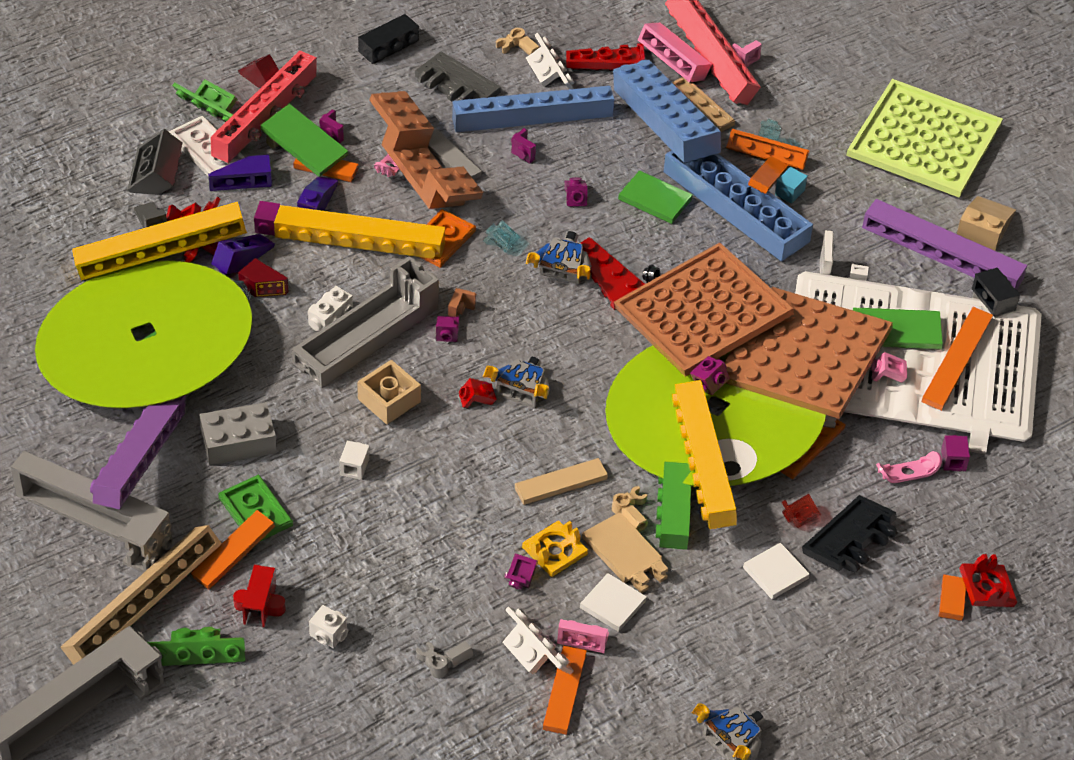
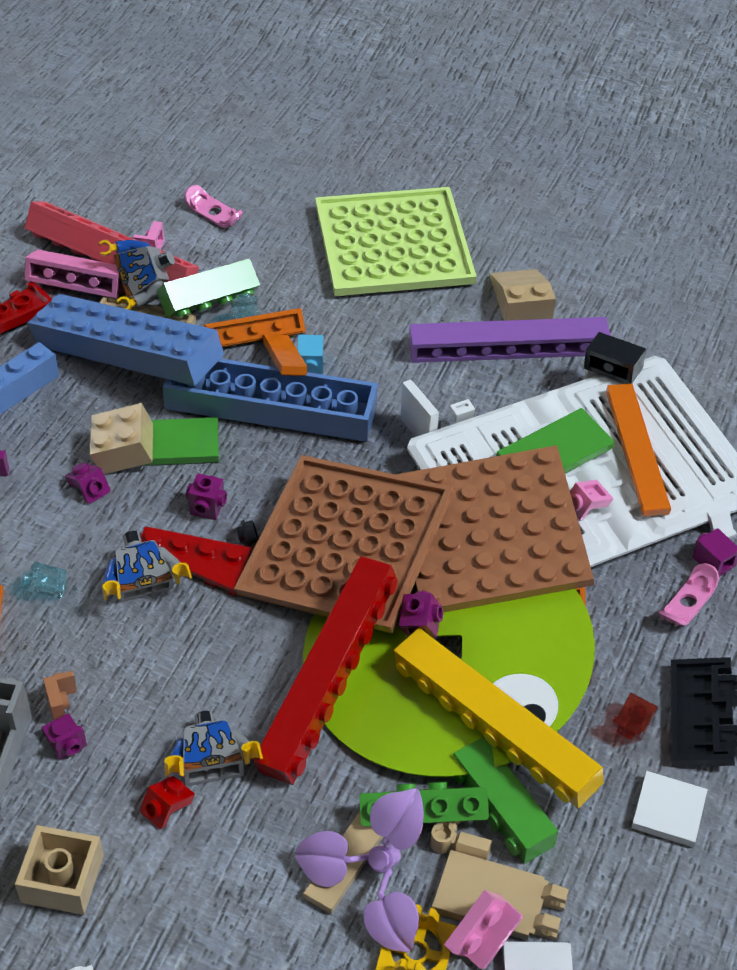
camera: 35 degrees left, 0 degrees up
(551, 518) = (323, 859): none -> lavender plant
(598, 554) = (484, 929): none -> bright pink bracket
(615, 174) = (121, 438): none -> tan brick
(619, 477) = (439, 803): none -> bright green bracket
(626, 371) = (326, 670): none -> red brick
(642, 238) = (206, 496): none -> magenta brick
(715, 70) = (140, 270): none -> torso
(754, 105) = (207, 288): none -> brick
(807, 43) = (202, 203): none -> bright pink piece

